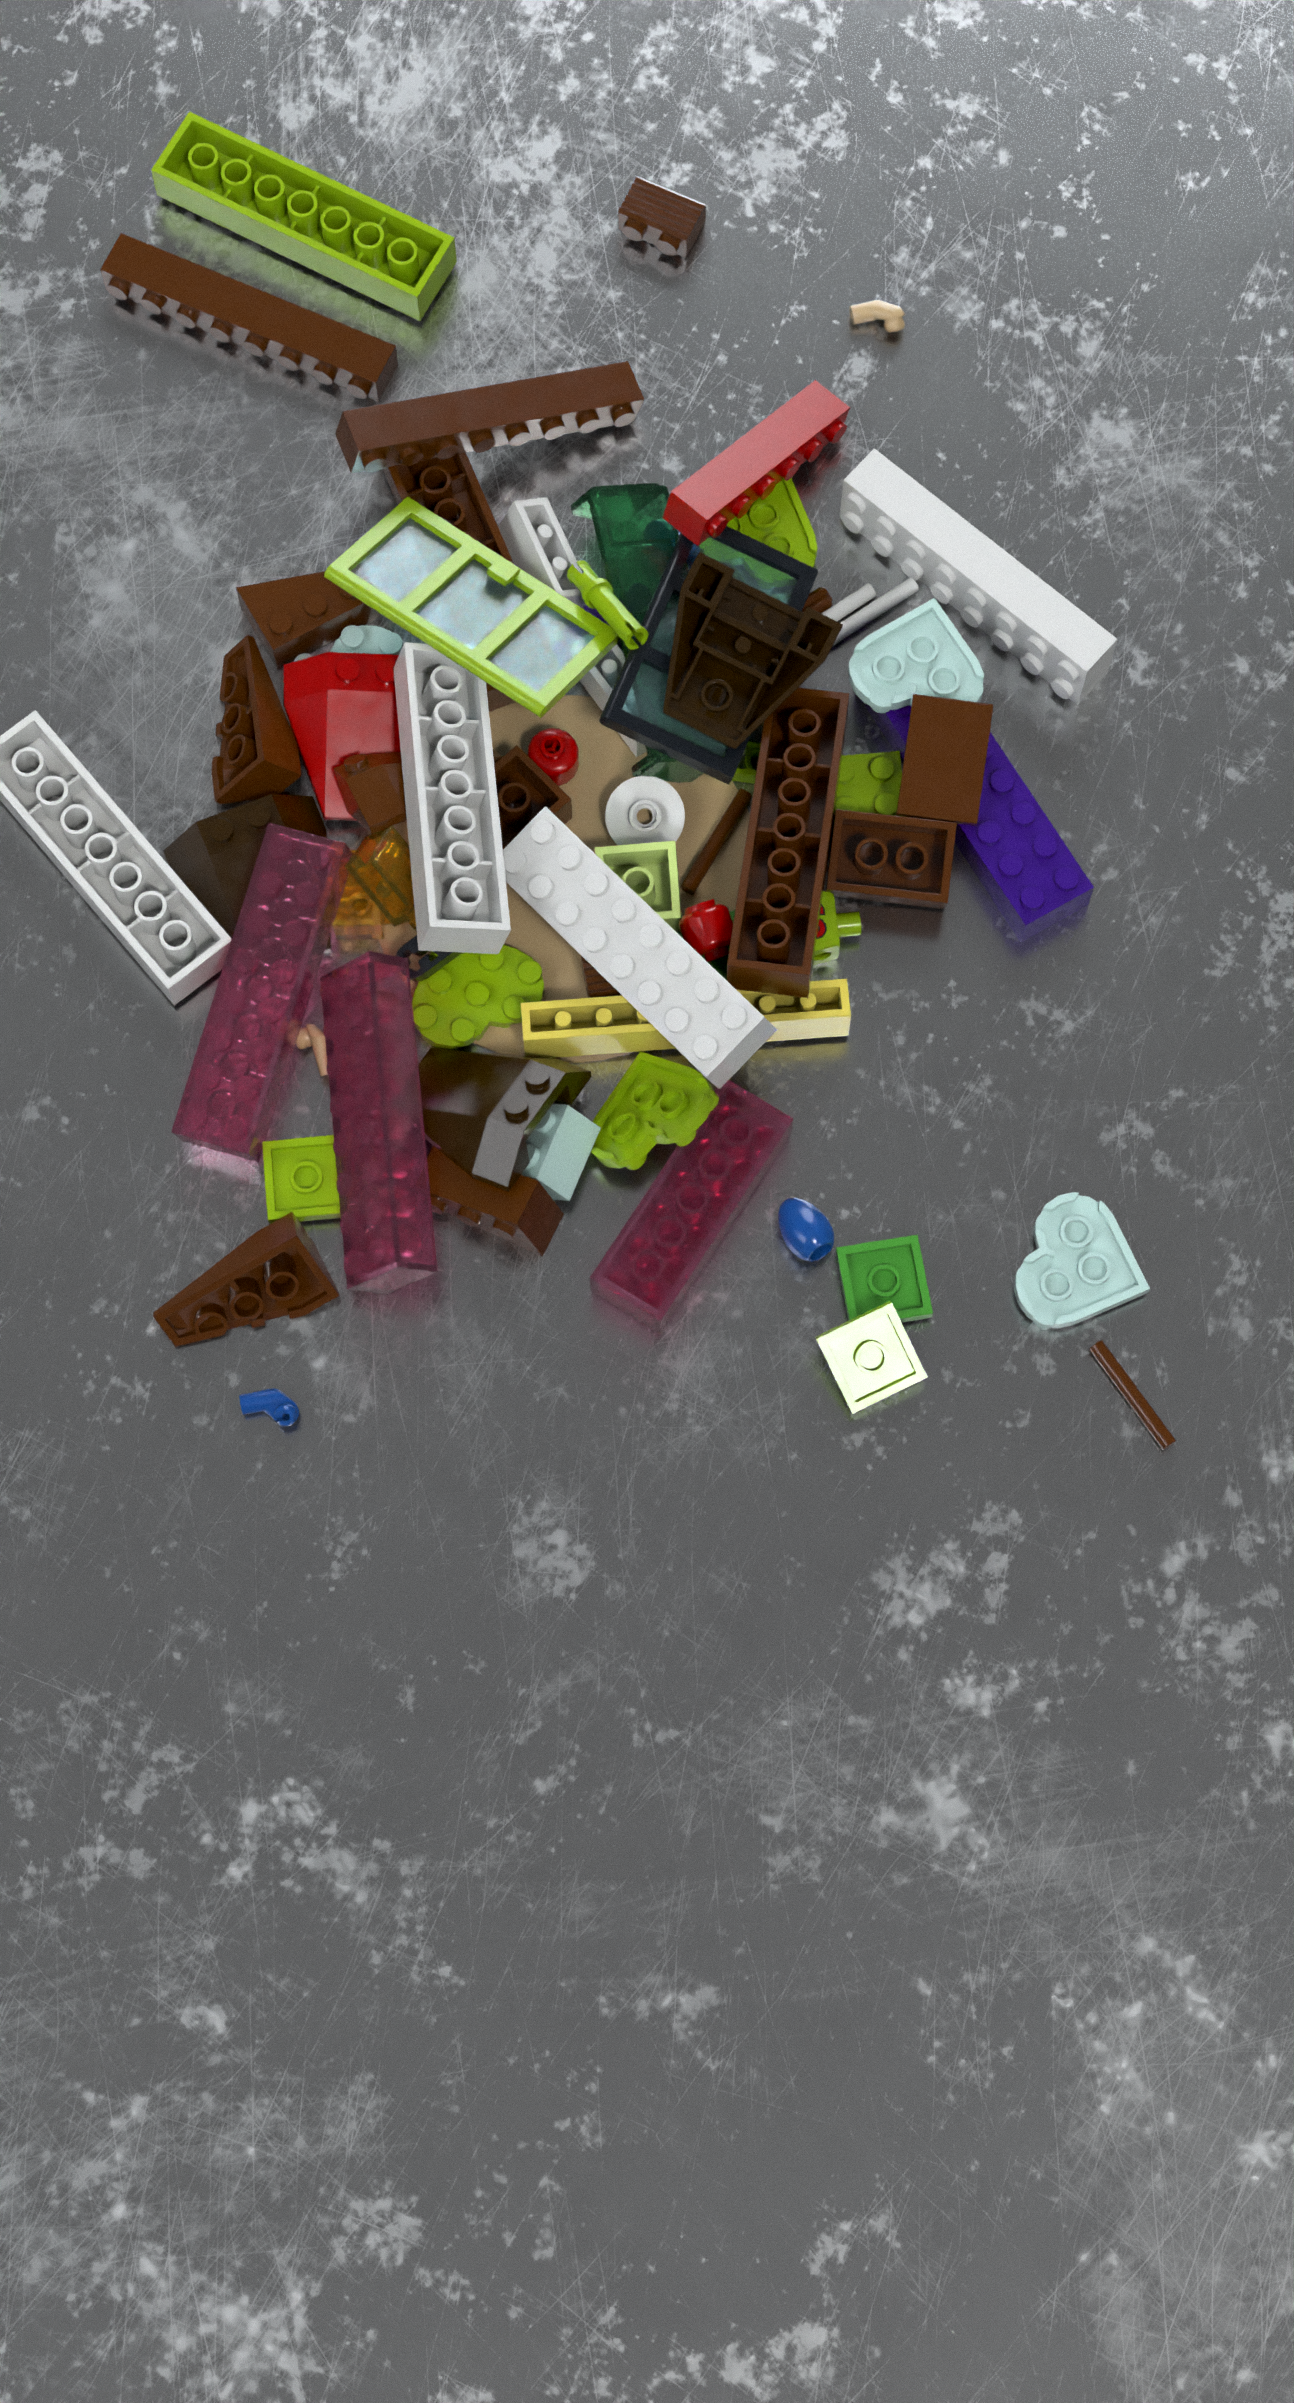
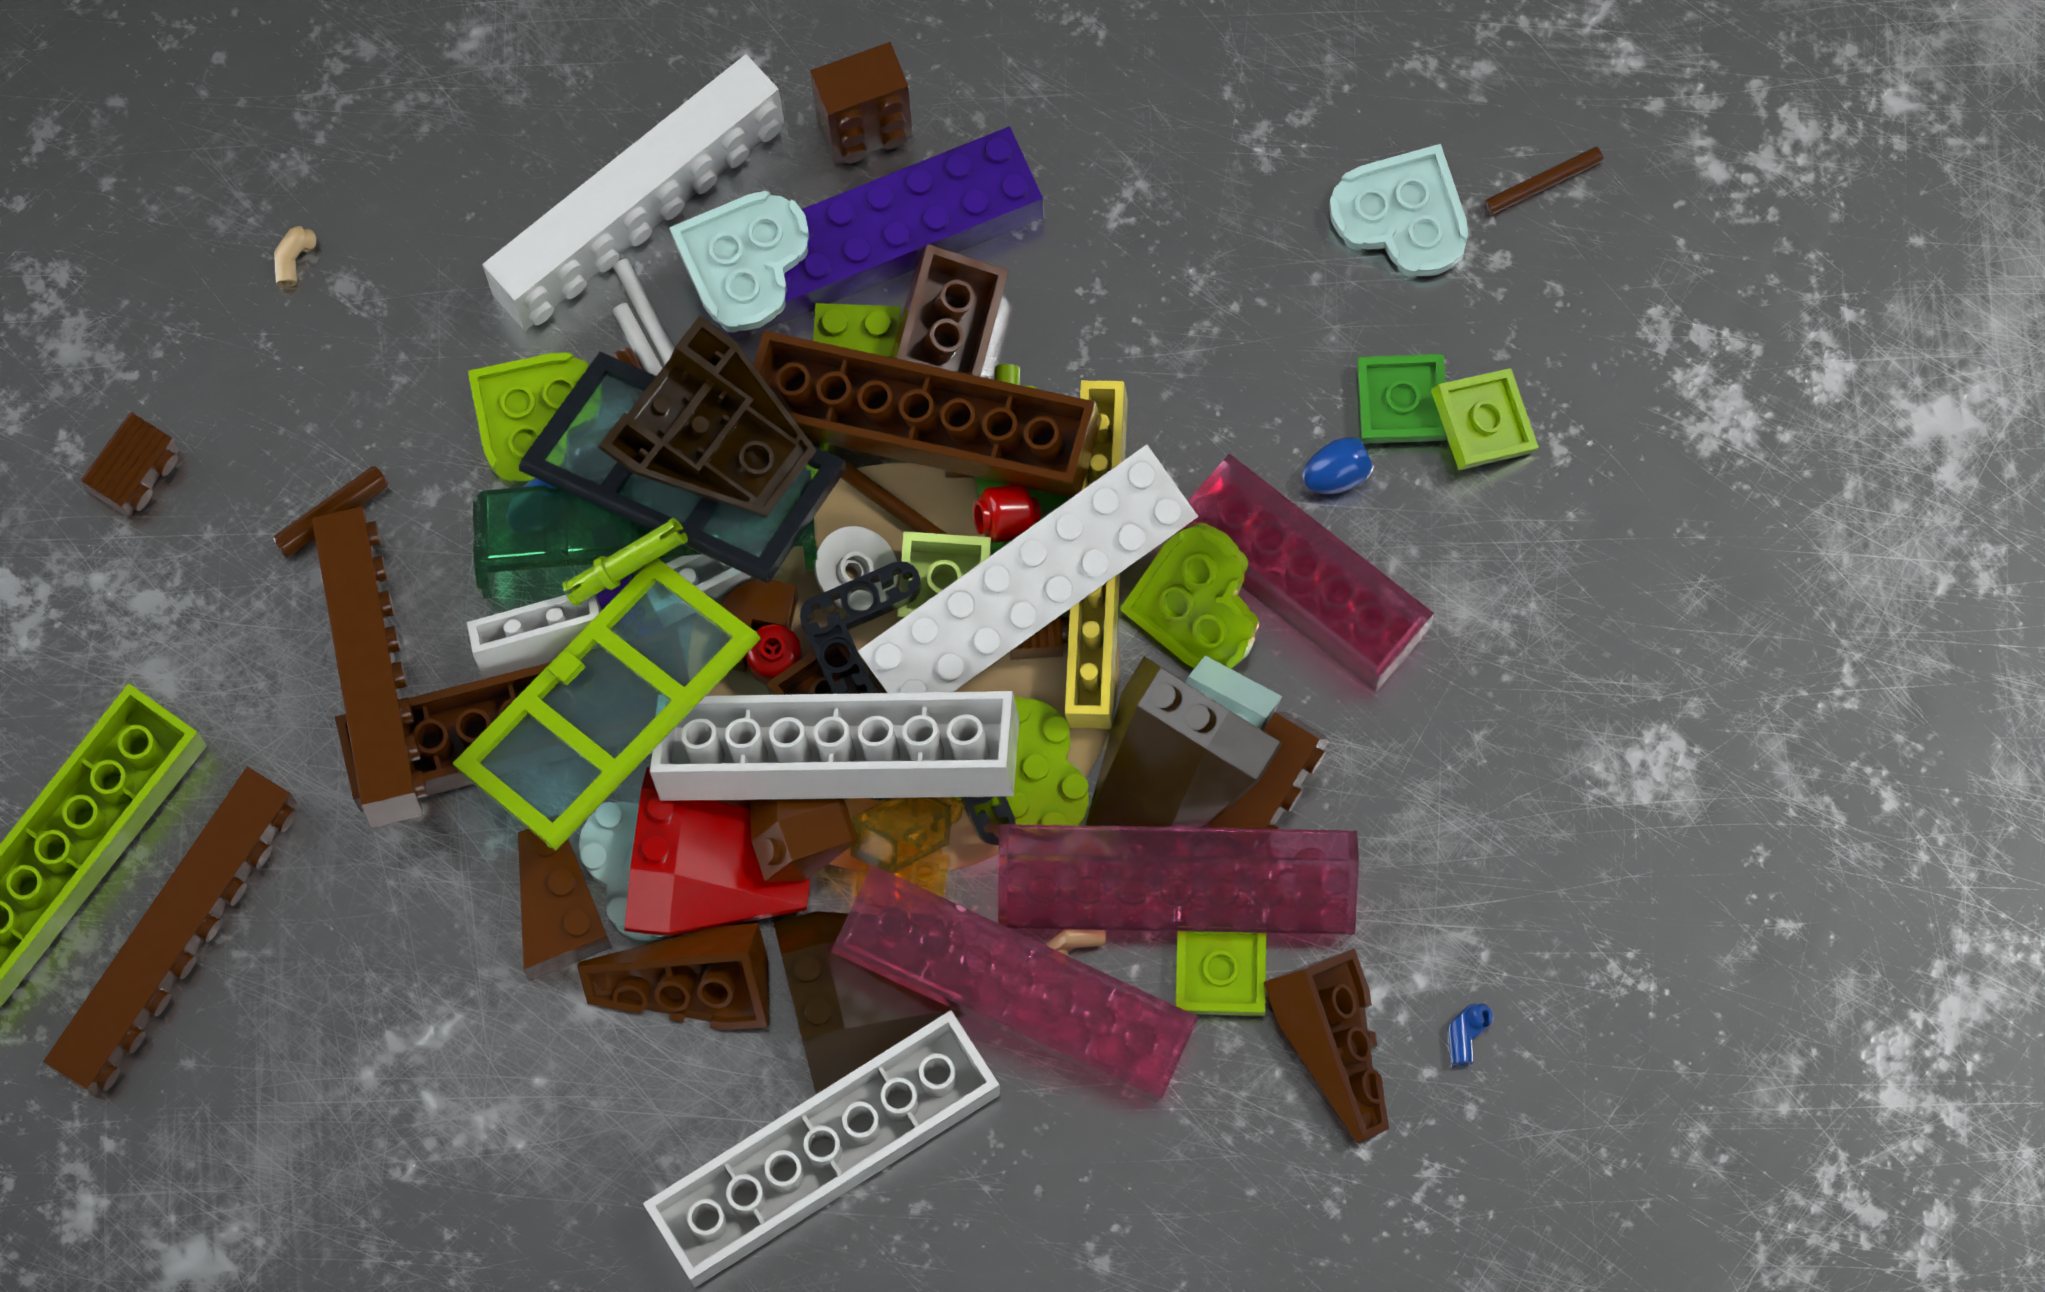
camera: 80 degrees left, 0 degrees up
(571, 795) = (837, 632): none -> black beam
(597, 743) = (762, 605): none -> reddish brown brick
(652, 389) = (348, 497): none -> reddish brown axle
(756, 463) = (470, 392): brick -> none
(945, 759) = (857, 243): reddish brown tile -> none
(1090, 751) = (862, 104): none -> reddish brown brick

